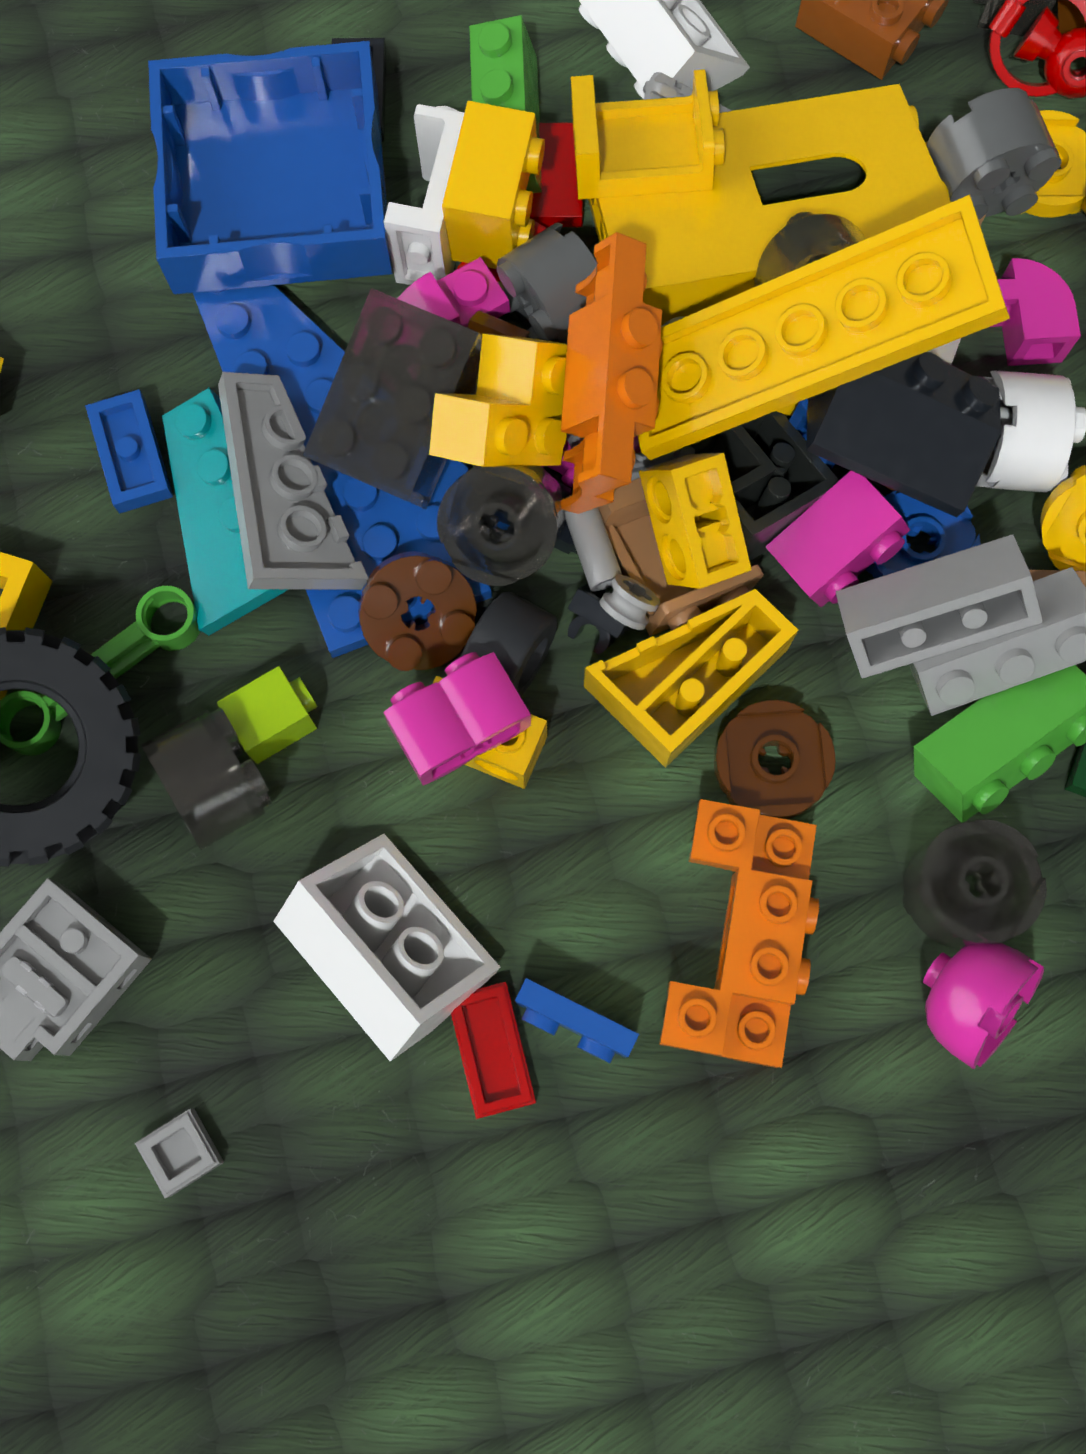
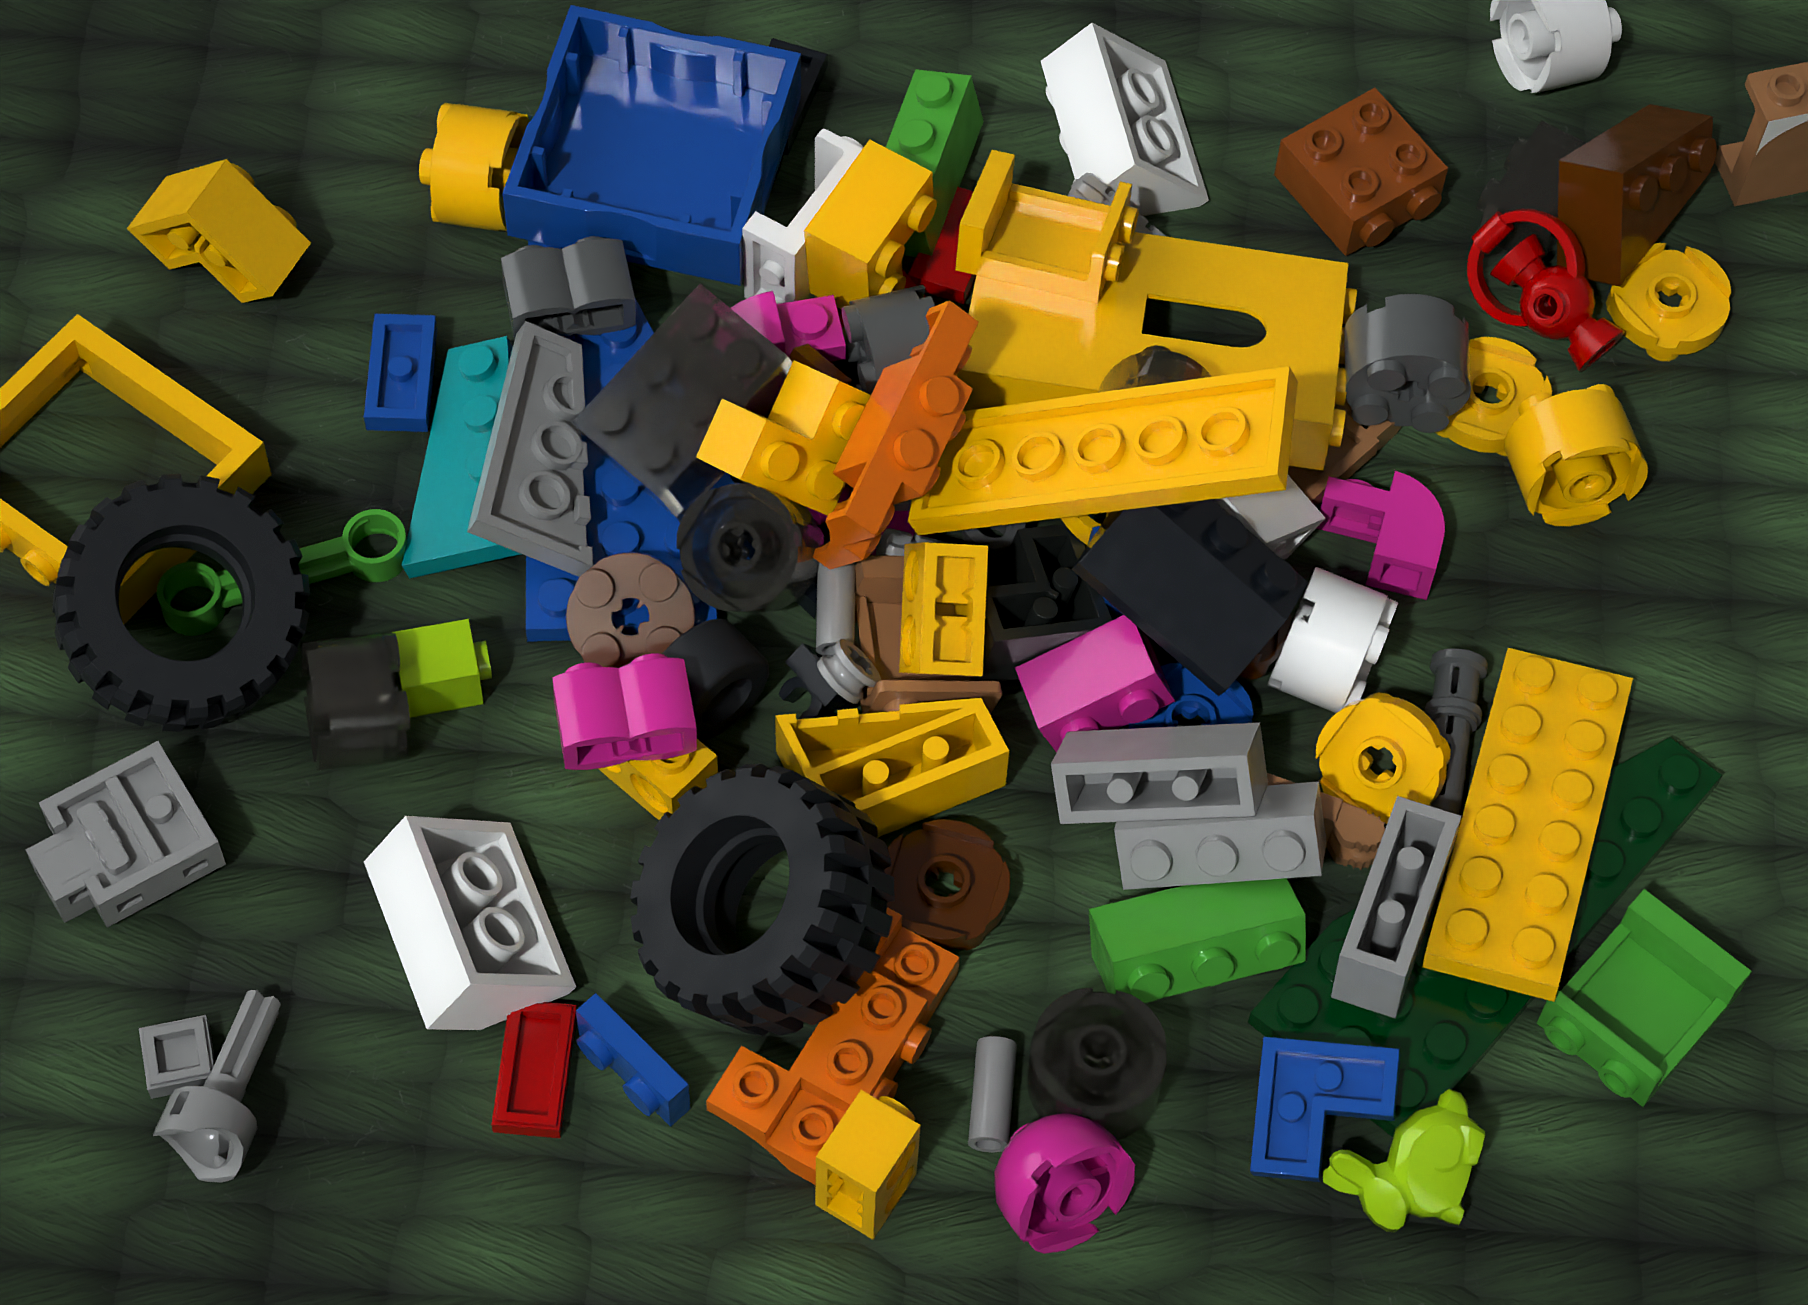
camera: 15 degrees right, 15 degrees down
(117, 238) = (471, 164): none -> yellow brick
(233, 1217) = (209, 1120): none -> light grey piece
(249, 326) = (570, 288): none -> dark grey brick
(576, 865) = (825, 924): none -> black tyre
(825, 1049) = (867, 1162): none -> yellow brick
(887, 934) = (992, 1094): none -> light grey hinge

